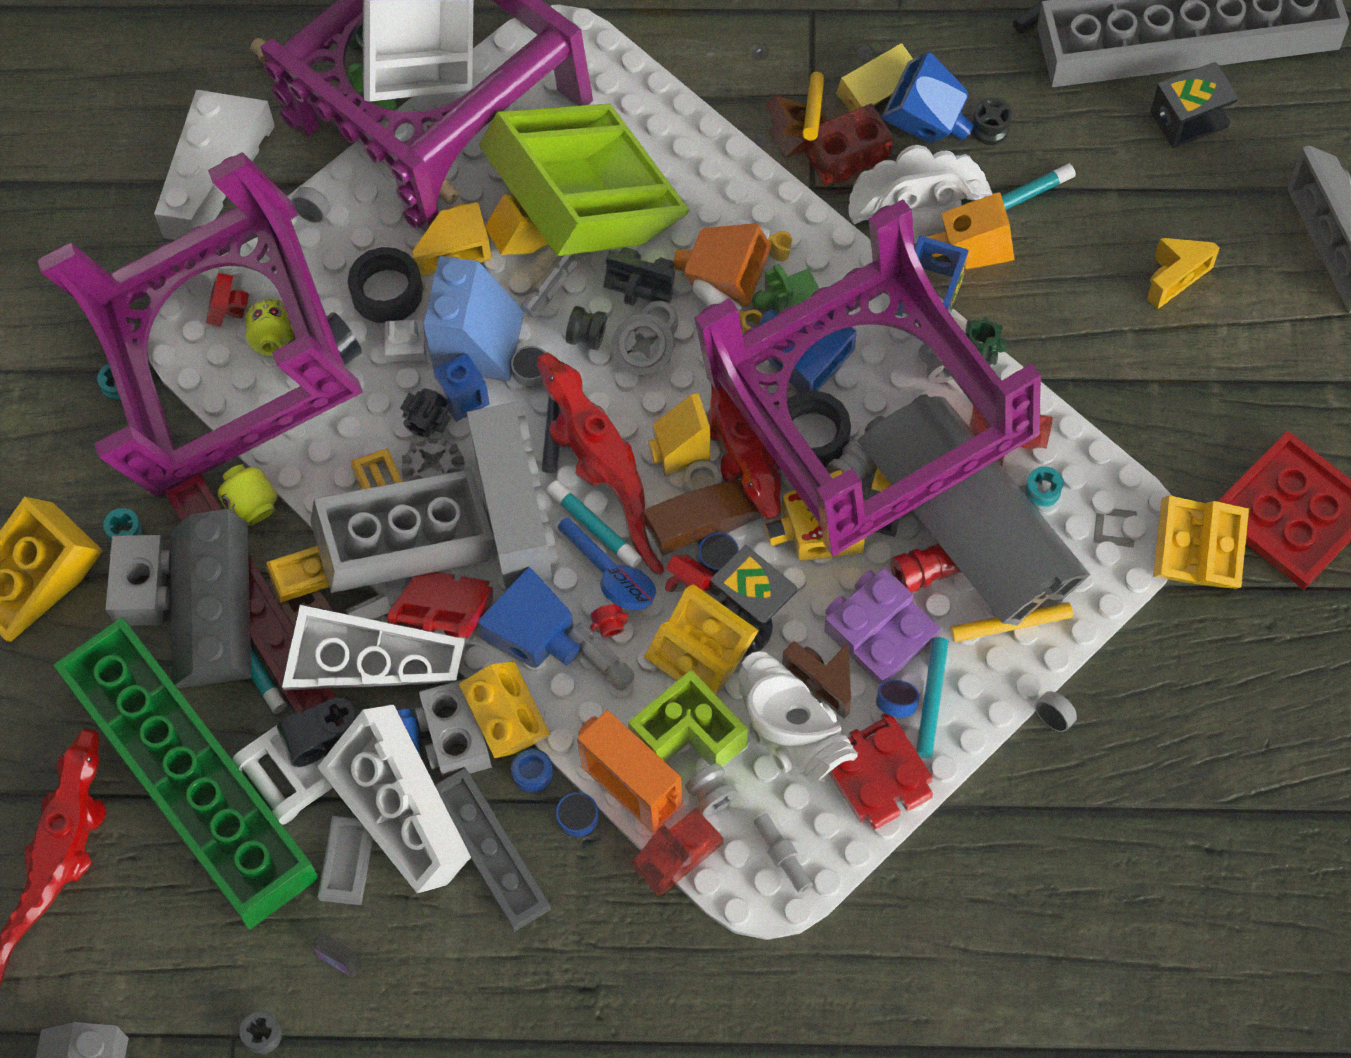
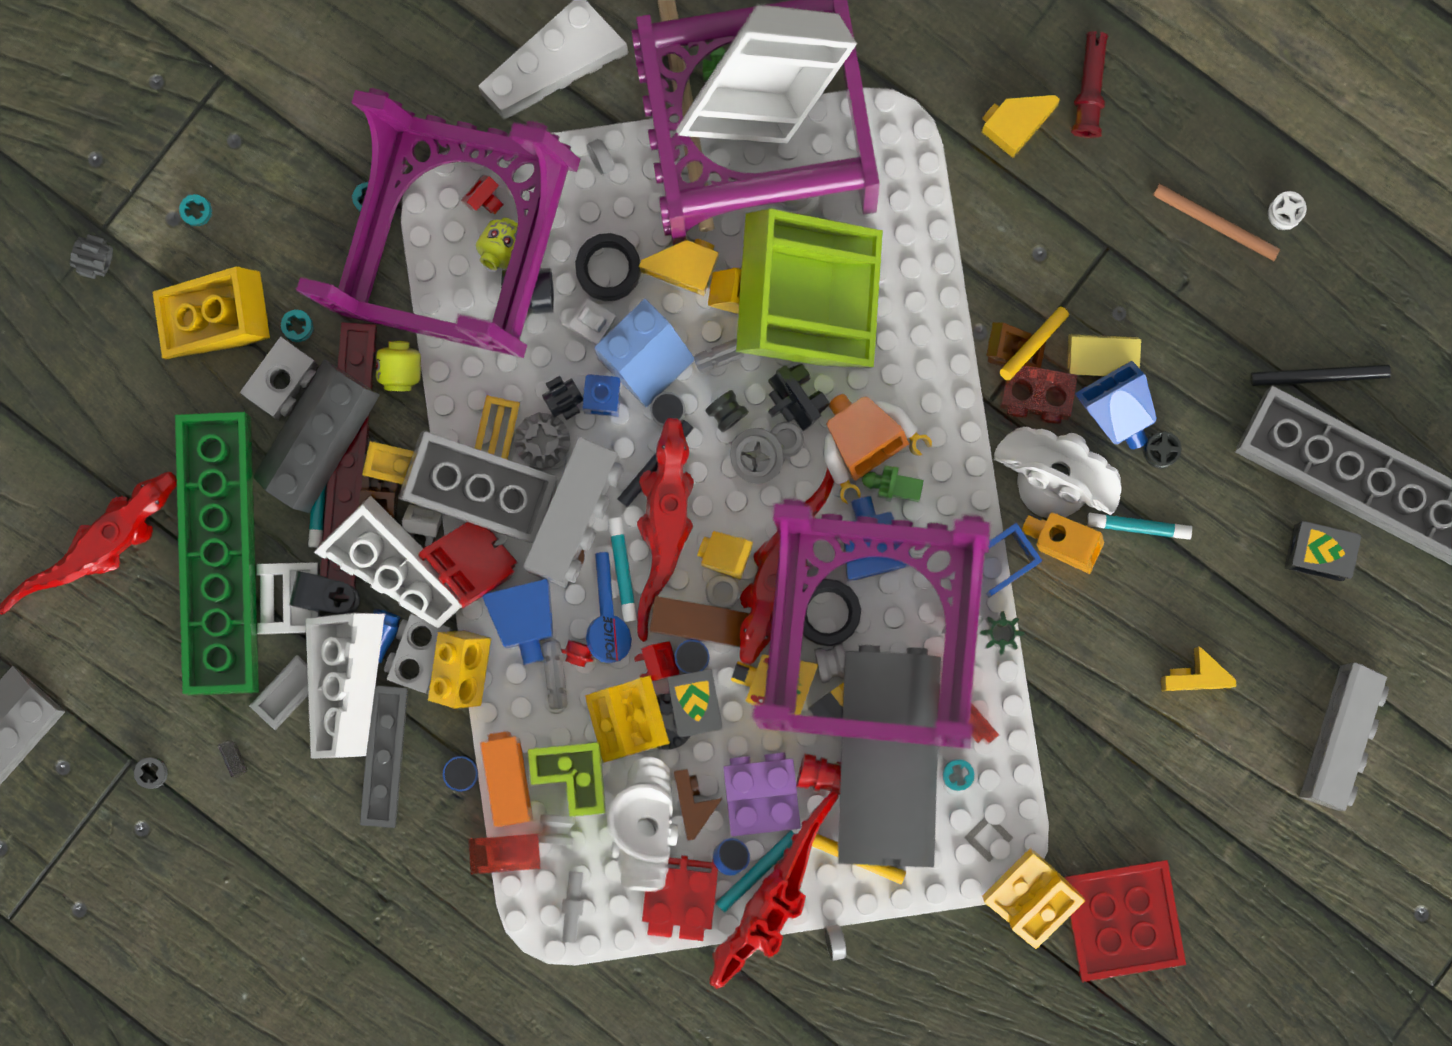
camera: 35 degrees right, 20 degrees up
(531, 770) = (452, 720): blue tile -> none
(970, 711) = (772, 903): none -> red animal

